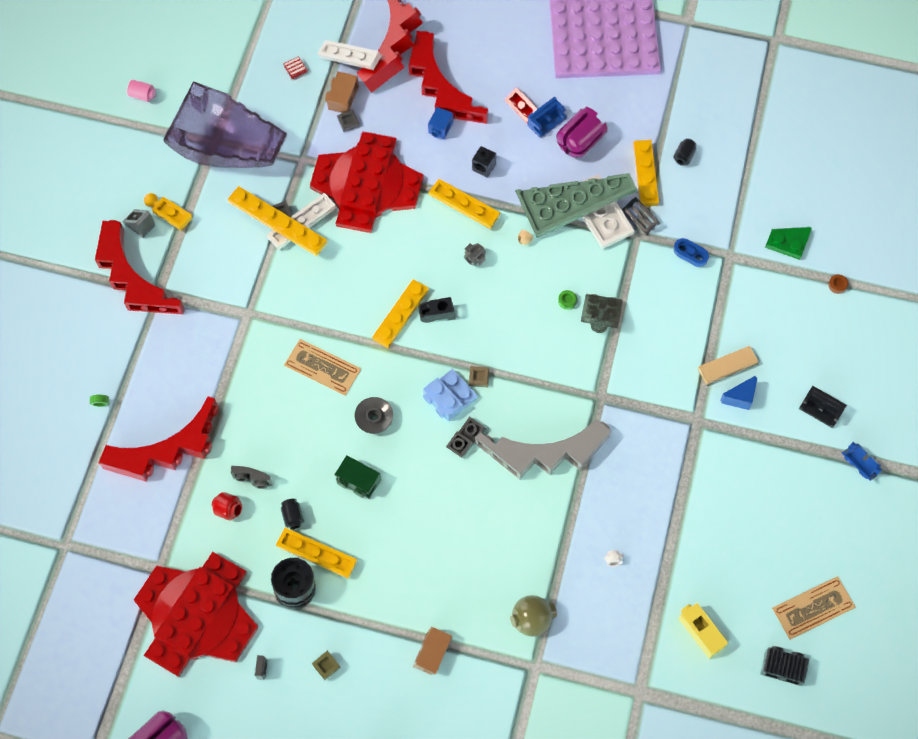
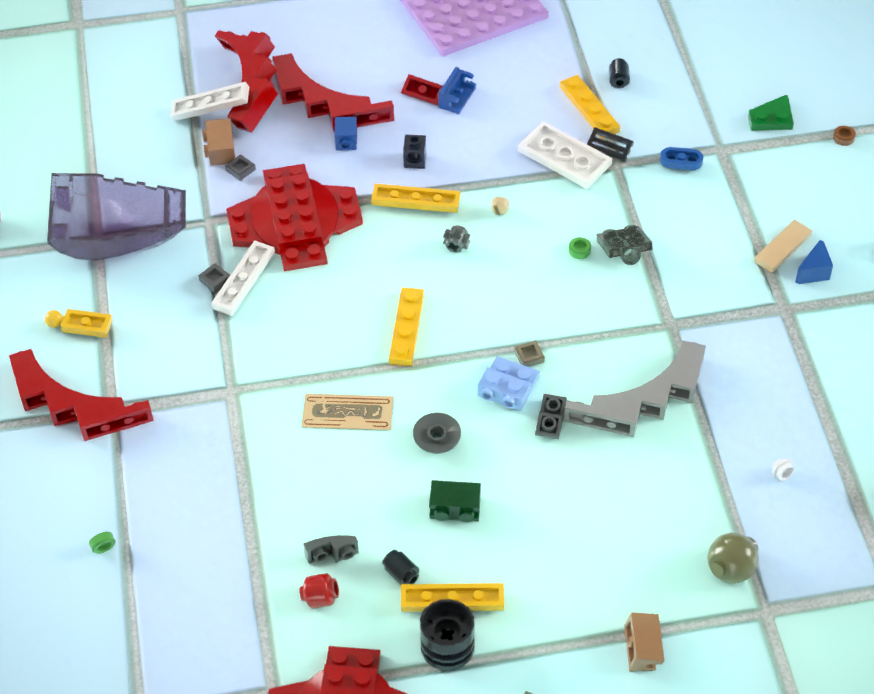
camera: 25 degrees left, 15 degrees down
(140, 222) = (52, 344): dark grey slope -> none
(140, 461) = (189, 585): red arch -> none
(277, 221) = (217, 284): yellow plate -> none
(295, 67) = (151, 138): tile -> none
(437, 310) = (447, 305): black leg -> none
(568, 201) = (528, 155): sand green wing -> none
(581, 133) = (503, 89): magenta cylinder -> none

